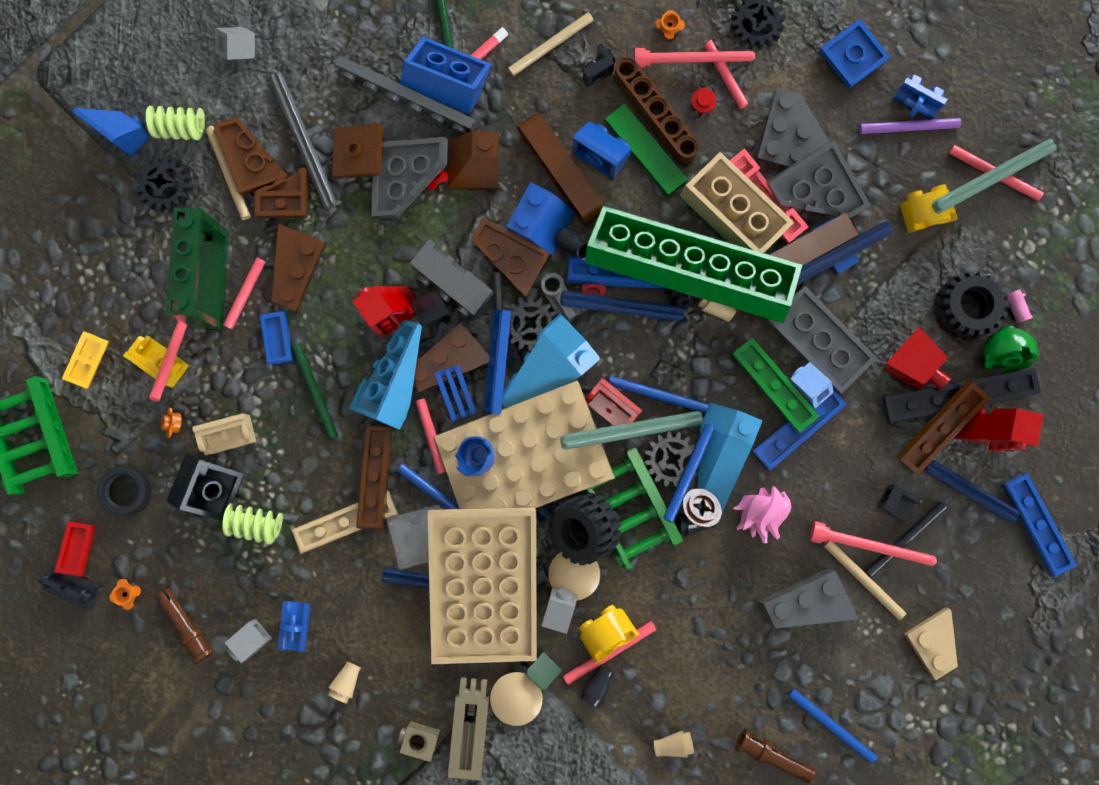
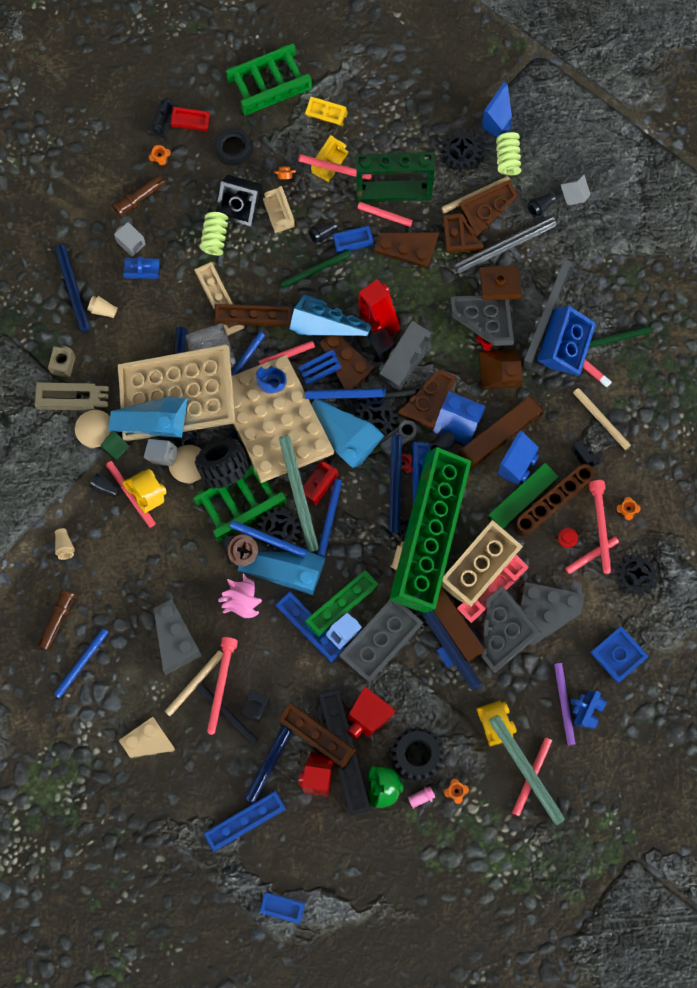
camera: 85 degrees right, 10 degrees down
(252, 91) = (540, 204): none -> black cone
(262, 379) = (321, 231): none -> black cone
(311, 723) = (72, 288): none -> dark blue axle
(516, 617) = (154, 417): none -> dark azure wedge
(1018, 261) = (450, 792): none -> orange plate

